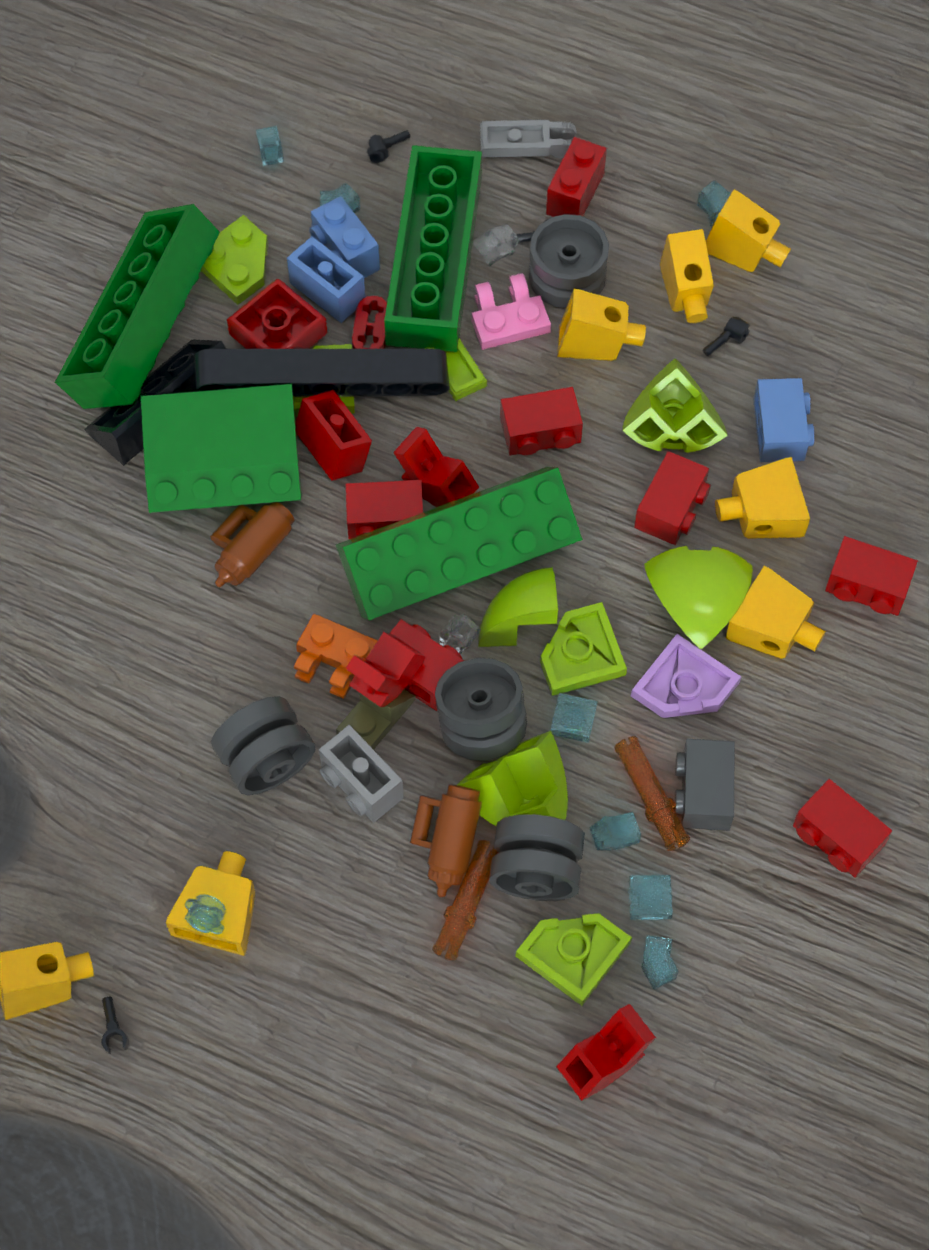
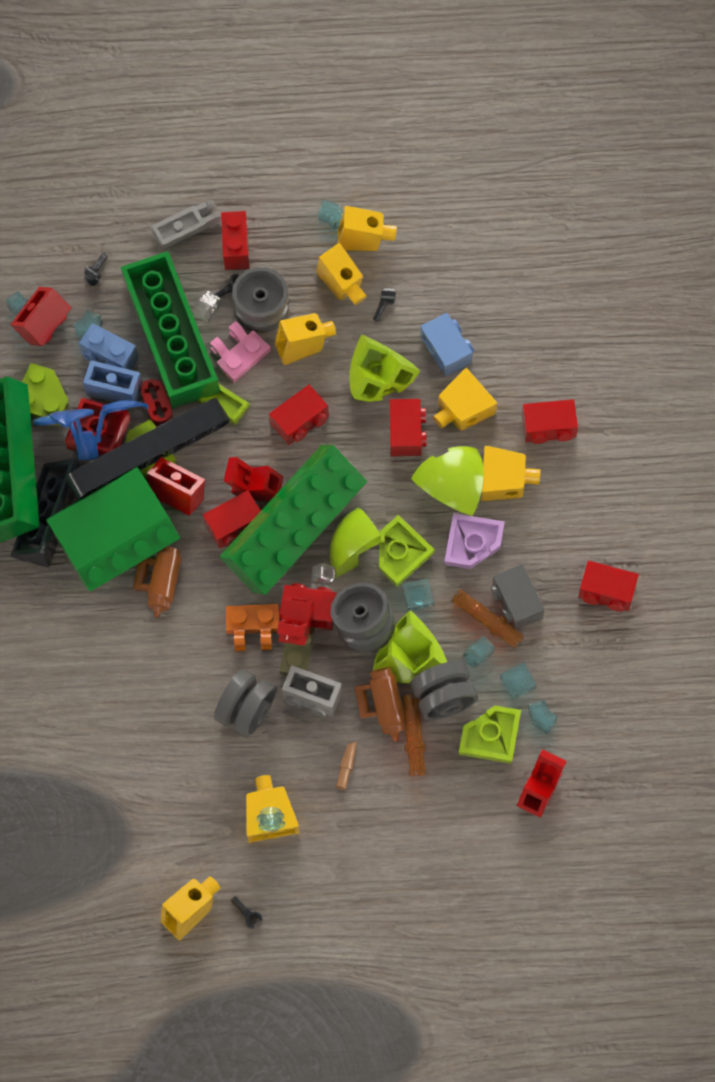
camera: 25 degrees left, 5 degrees up
(248, 327) = (85, 441): none -> blue plant
(285, 166) = (41, 316): none -> red brick
(355, 897) = (346, 766): none -> medium nougat piece

